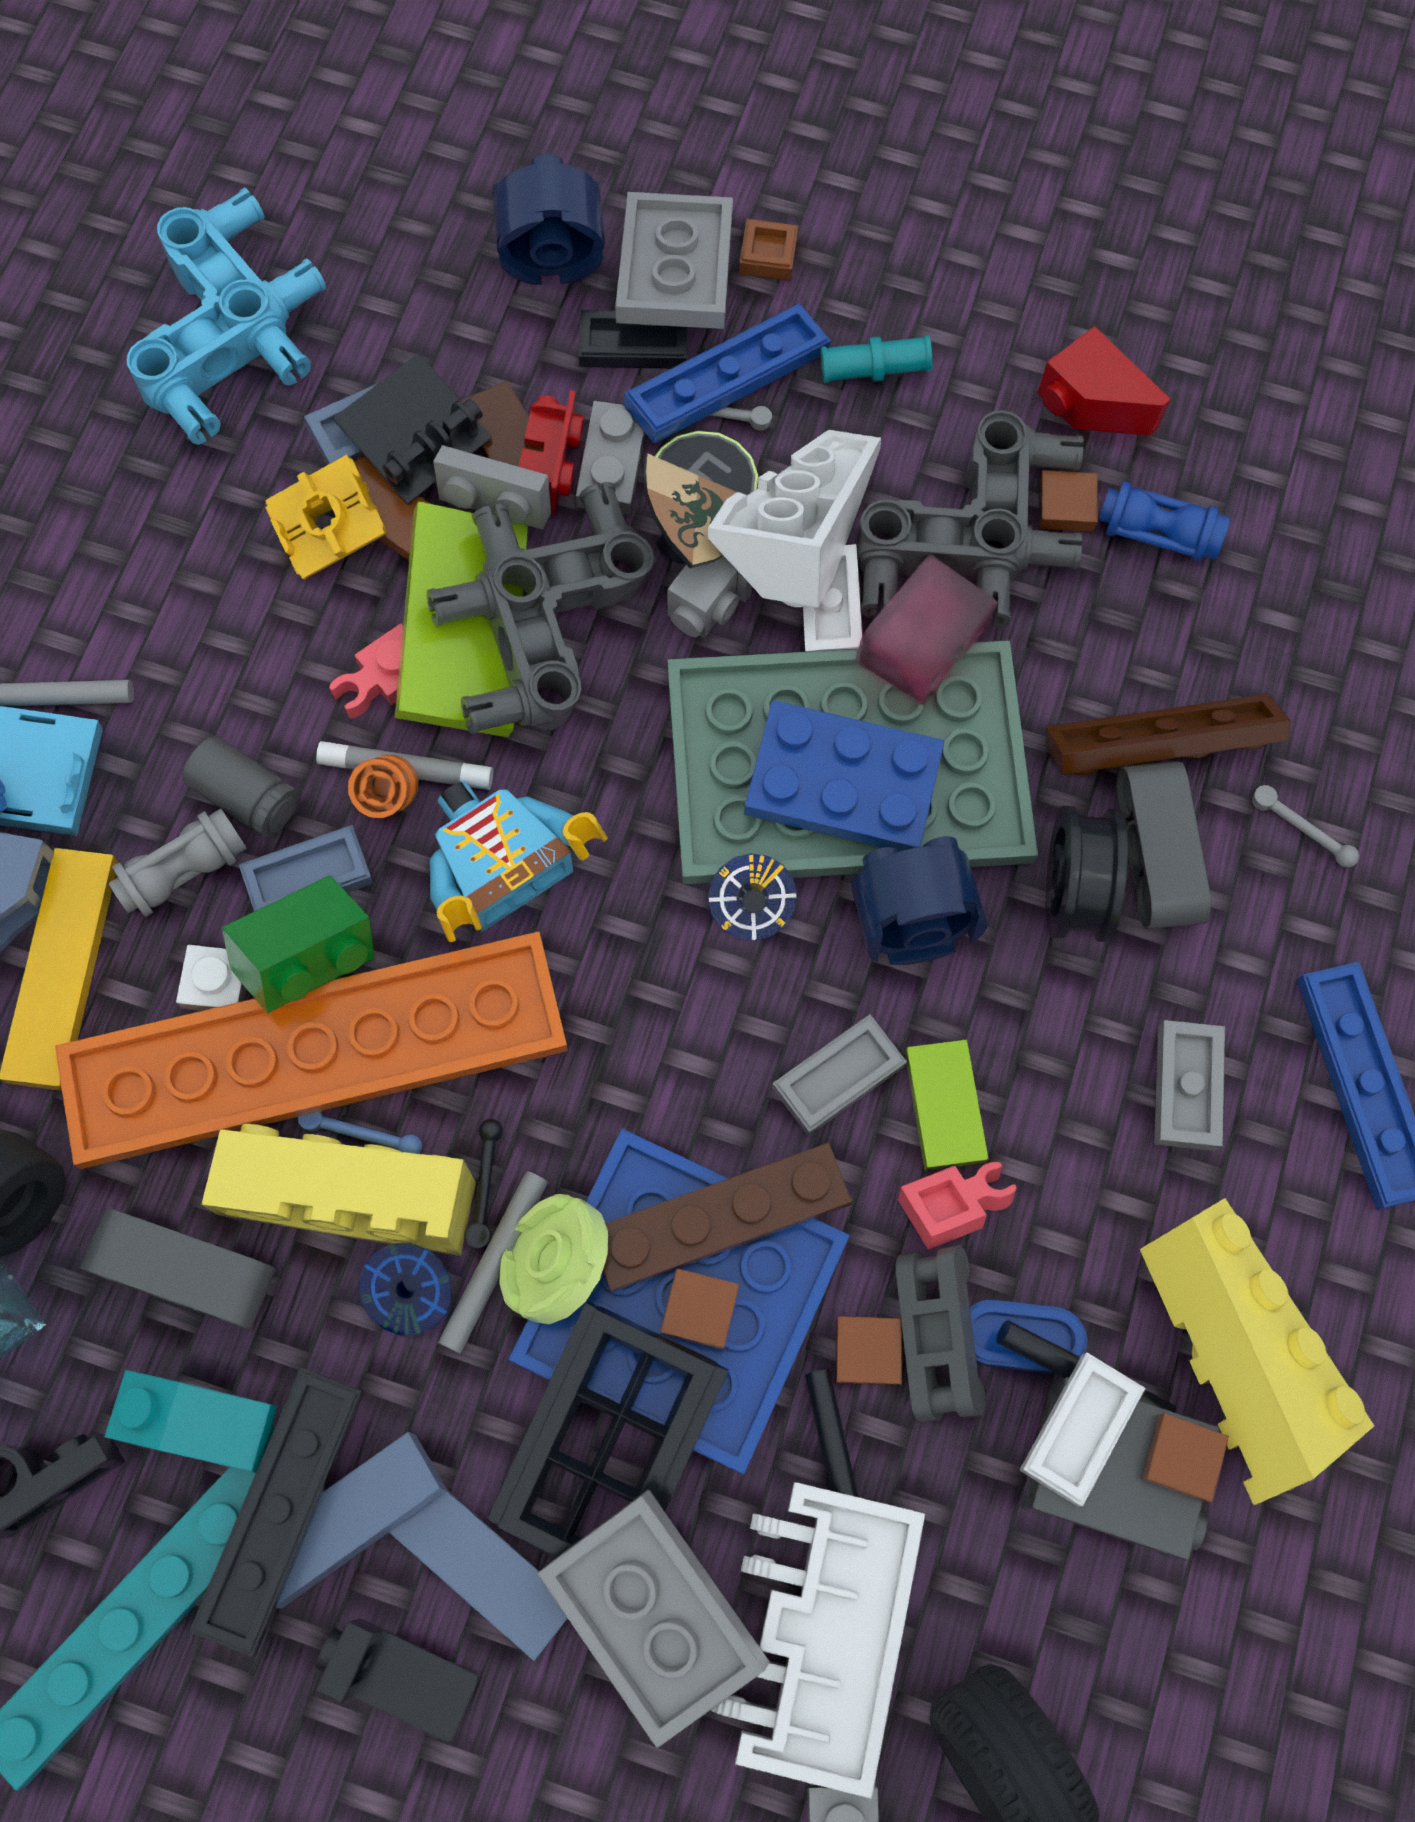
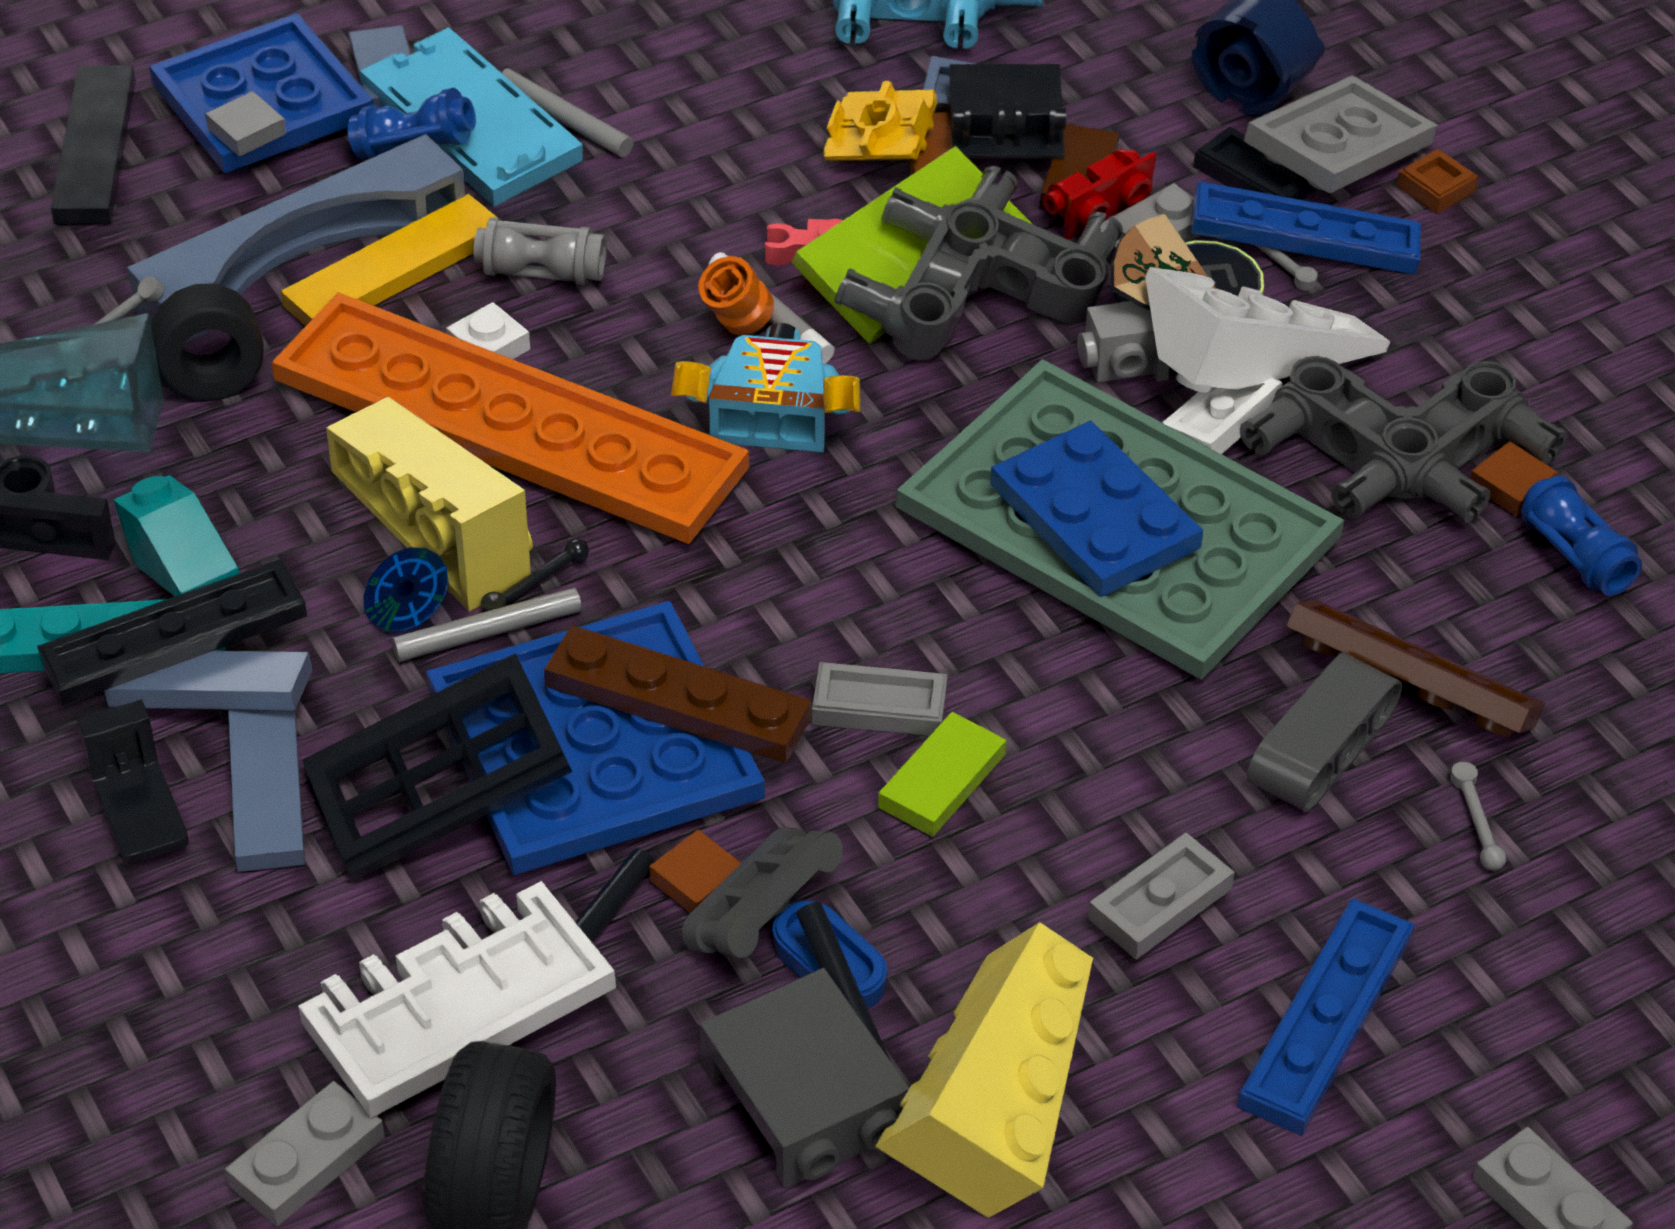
camera: 45 degrees right, 25 degrees down
(177, 1268) = (270, 468): dark grey beam -> none
(240, 786) = (635, 238): dark grey piece -> none
(298, 943) = (566, 335): green brick -> none
(302, 864) = (624, 323): sand blue tile -> none
(479, 482) = (1040, 183): light grey plate -> none
(554, 1259) = (526, 626): yellowish green tile -> none
(653, 1619) = (344, 876): light grey plate -> none
(699, 1309) = (596, 732): dark orange tile -> none
(752, 897) = (939, 543): clear blue piece -> none
(876, 359) = (1445, 291): teal pin -> none
(917, 901) = (1060, 613): dark blue brick -> none
(925, 630) = (1267, 450): clear pink piece -> none
(951, 1207) = (873, 825): coral plate -> none
(1082, 1429) = (795, 998): white tile -> none
(1086, 873) = (1220, 681): black wheel -> none
(1101, 389) = (1622, 418): red slope -> none
(1185, 1457) = (855, 1073): dark orange tile -> none

